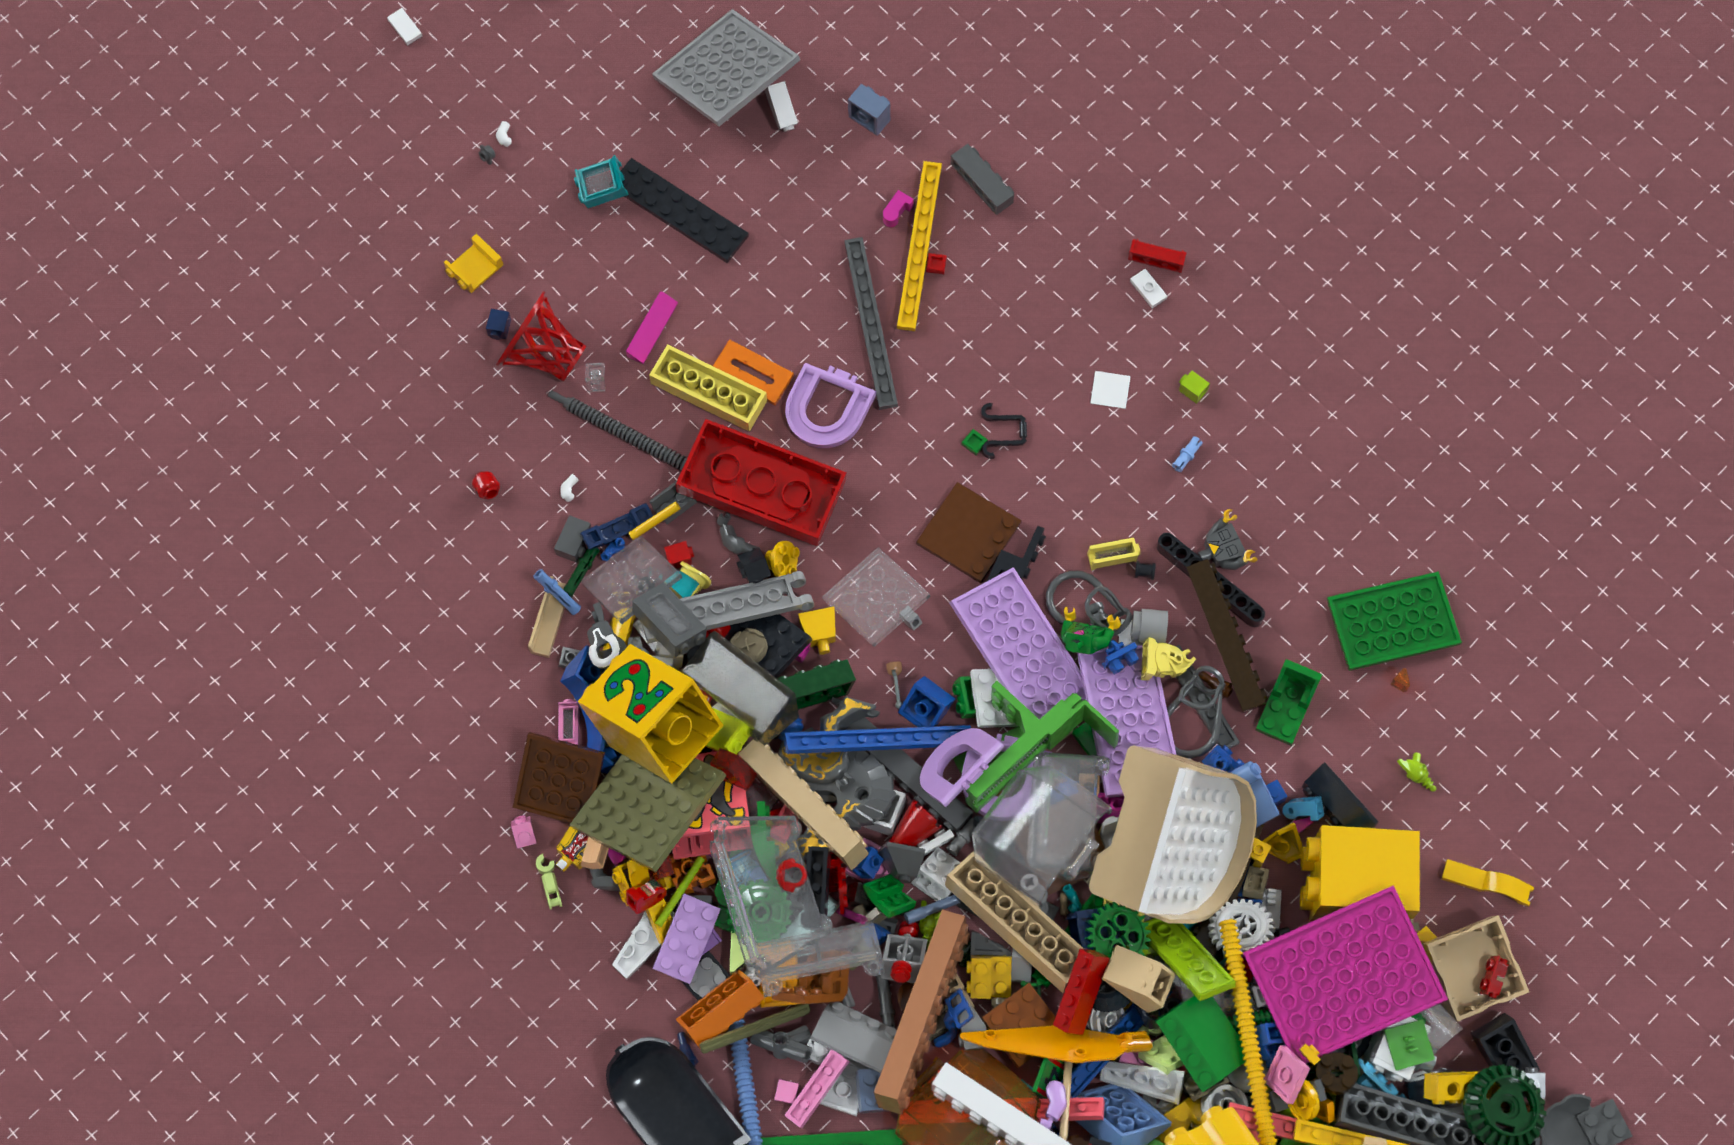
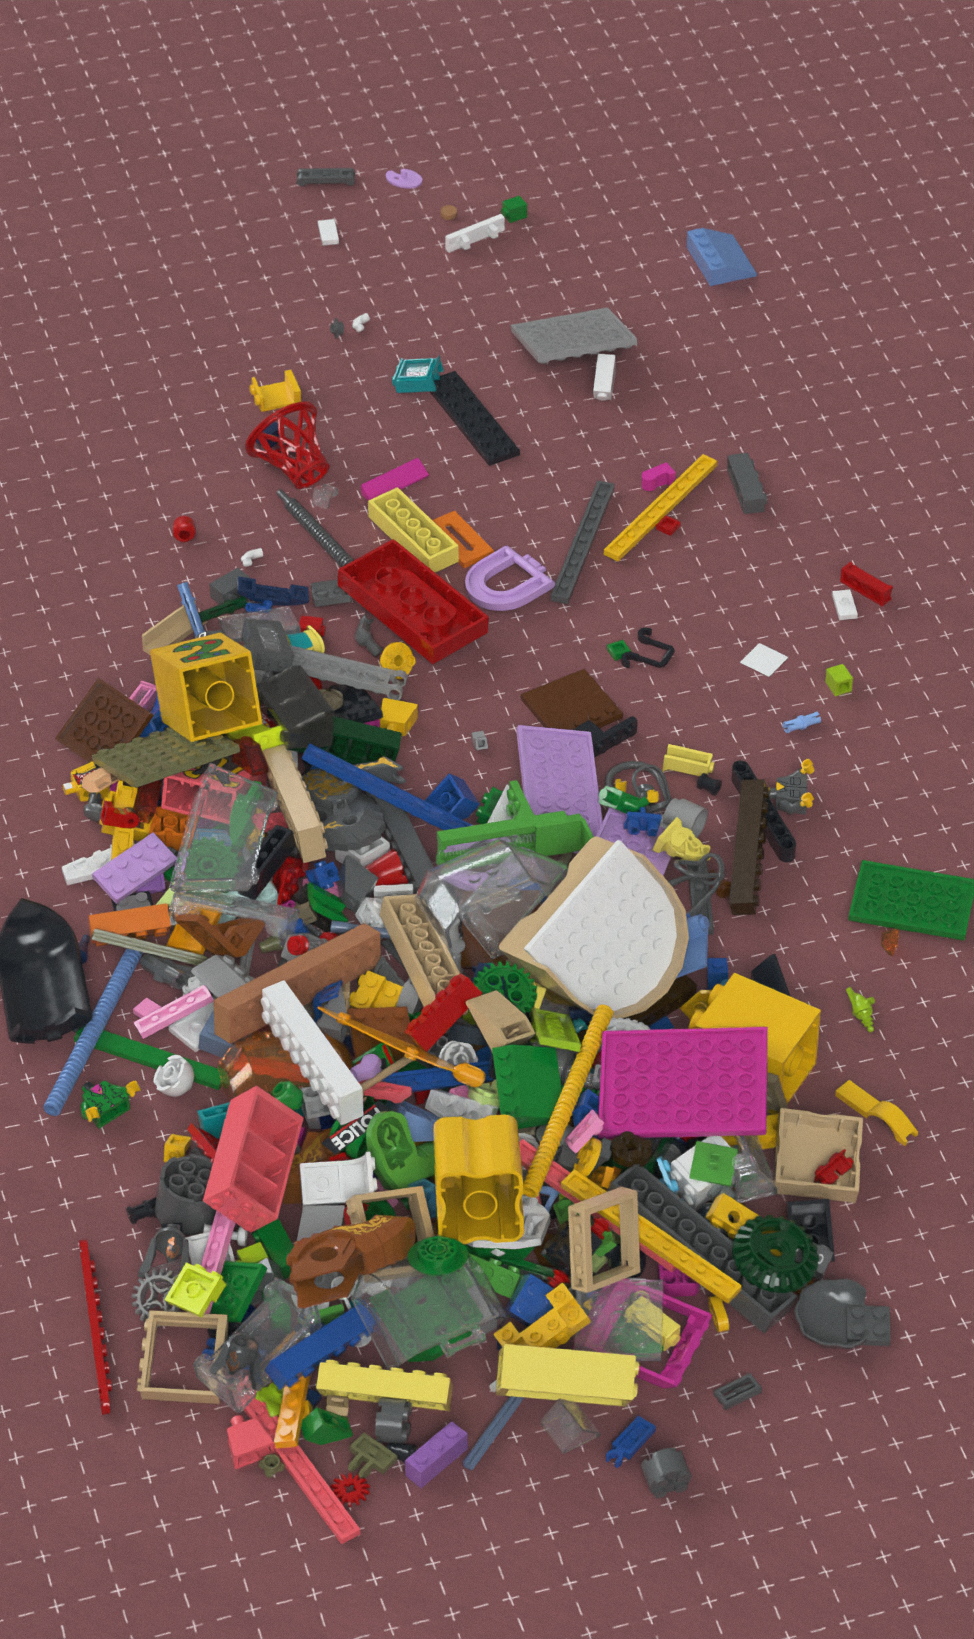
camera: 25 degrees right, 25 degrees down
(523, 831) = (51, 756): bright pink bracket -> none
(549, 881) = (53, 788): yellowish green piece -> none
(654, 520) = (306, 596): yellow piece -> none
(680, 891) = (153, 829): lime bar -> none
(753, 566) = (367, 651): black brick -> none
(780, 875) = (243, 826): red piece -> none
(869, 109) = (677, 403): sand blue brick -> none
(876, 596) = (459, 714): clear tile -> none
(894, 669) = (441, 769): hinge -> none
(966, 740) = (431, 831): lavender piece -> none
(1255, 882) = (659, 1022): dark tan tile -> none
(1259, 852) = (677, 1005): yellow bracket -> none
(1288, 702) = (785, 912): green bracket -> none
(1310, 1053) = (614, 1121): yellow plate -> none

